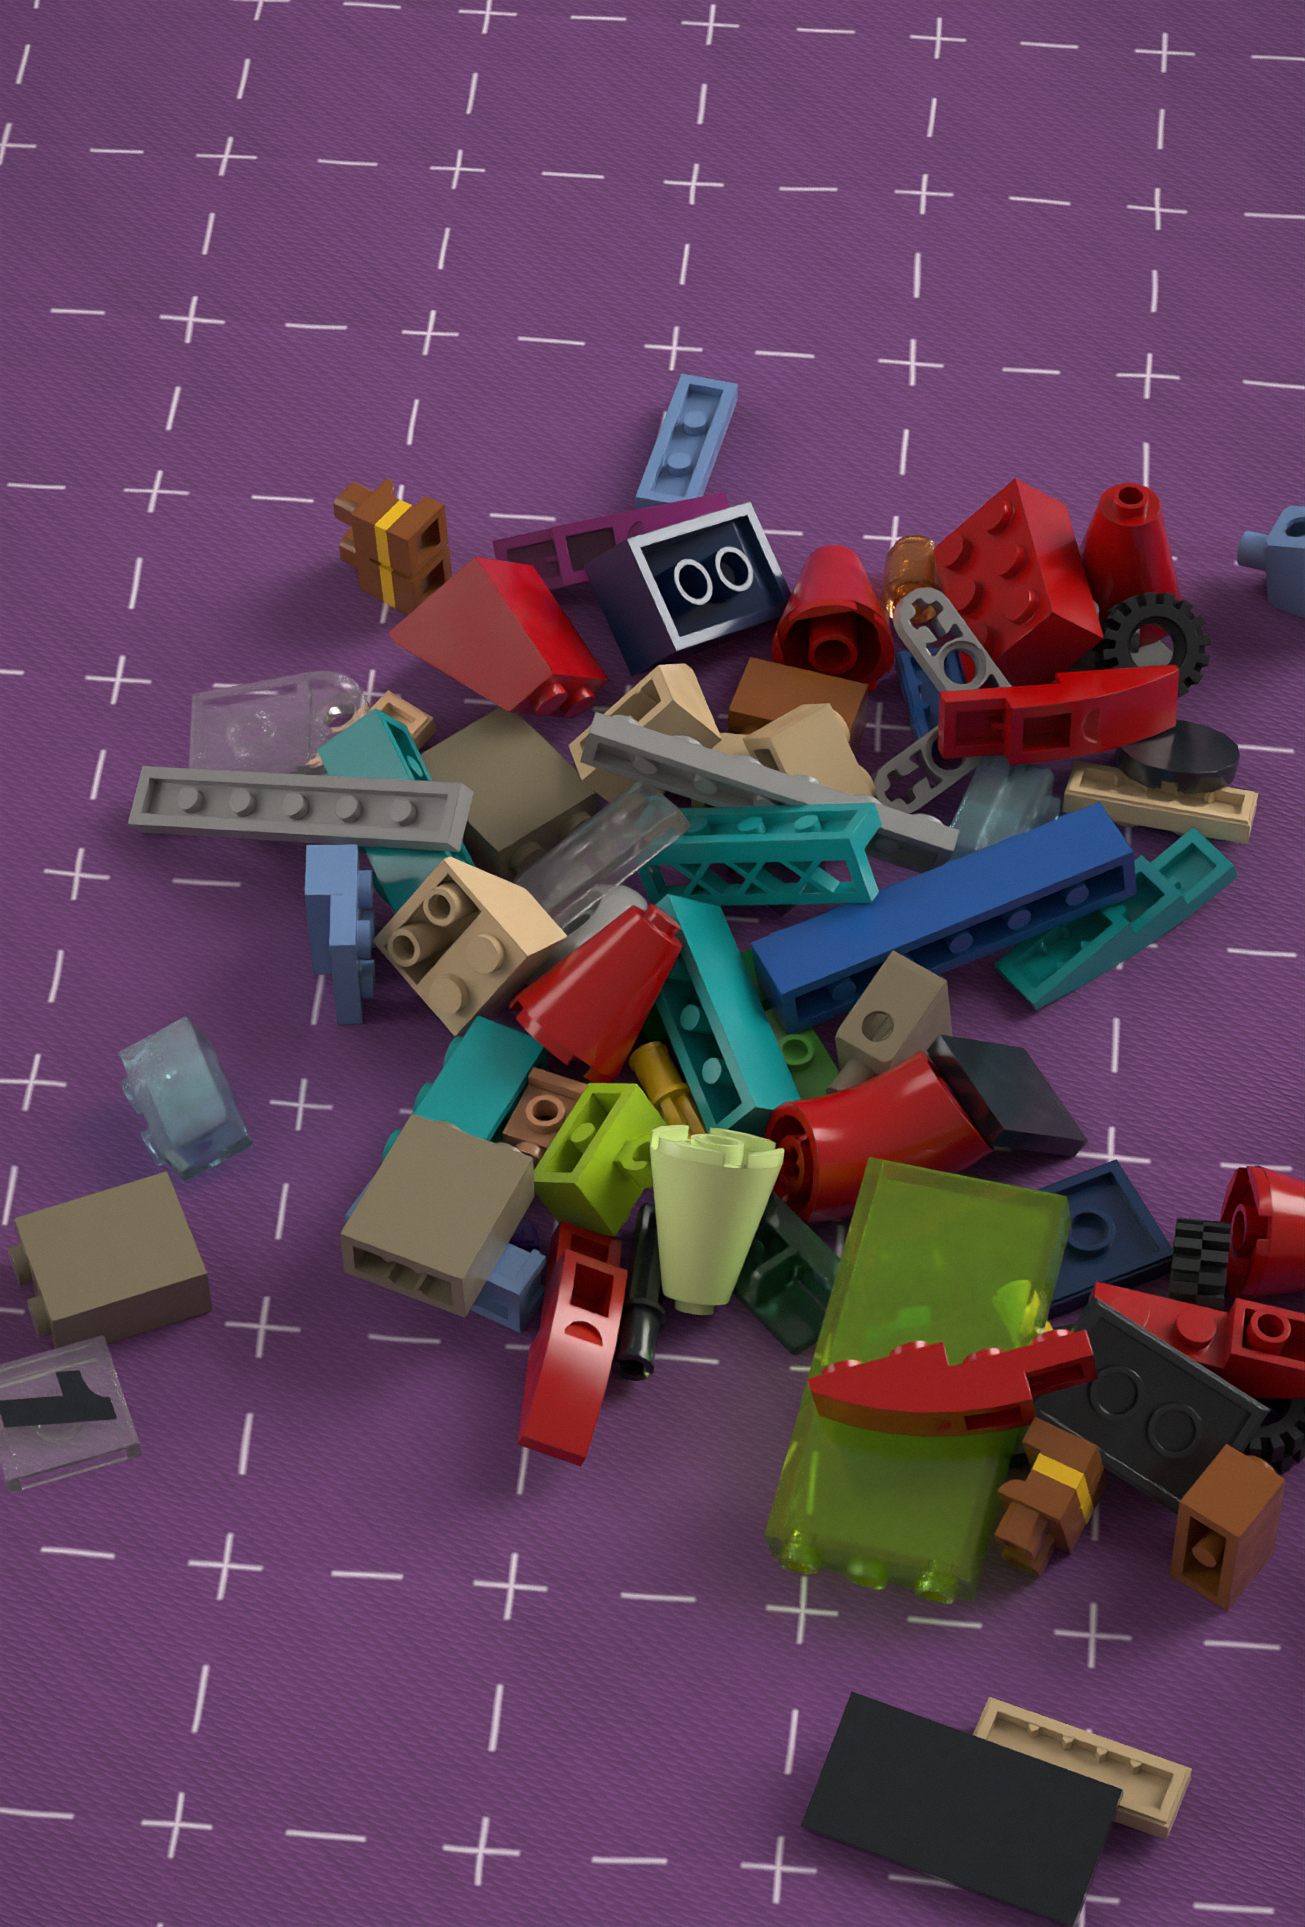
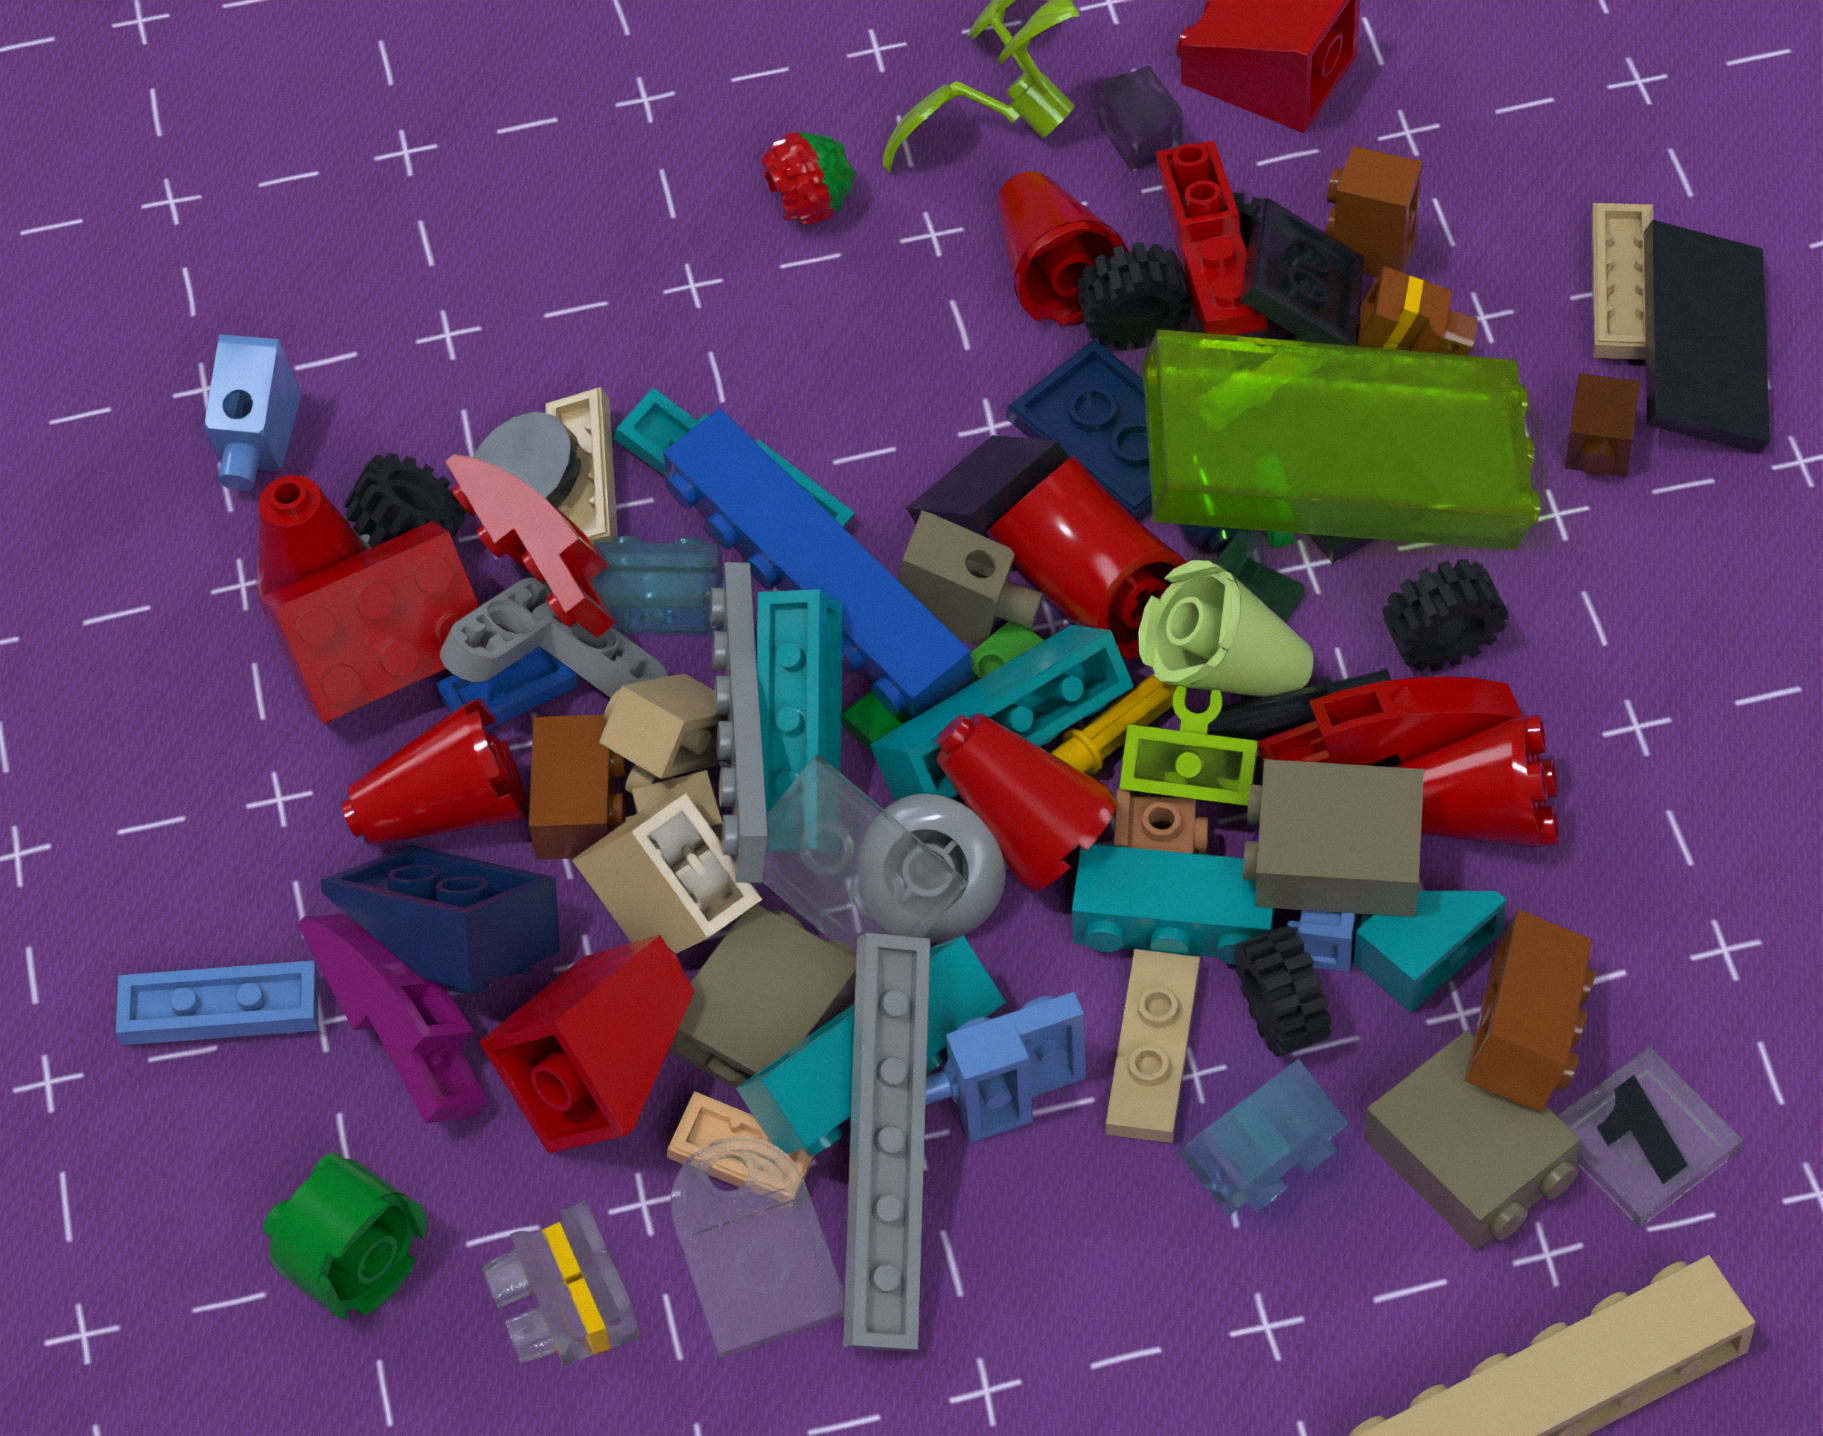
camera: 105 degrees left, 5 degrees up
(195, 1323) = (1532, 1012): none -> dark orange brick
(284, 595) = (573, 1286): none -> clear hips
(320, 1151) = (1282, 990): none -> black tyre
(330, 1304) = (1422, 952): none -> teal slope
(333, 1070) = (1153, 1046): none -> tan plate
(394, 544) = (472, 1208): dark orange hips -> none
(409, 449) = (345, 1236): none -> green brick
(464, 1393) = (1492, 786): none -> red cone
(468, 942) = (1016, 913): tan slope -> none
(680, 1418) = (1445, 615): none -> black tyre
(878, 1660) = (1602, 425): none -> reddish brown brick
(907, 568) = (352, 744): clear orange brick -> none
(926, 1397) = (1388, 381): red slope -> none

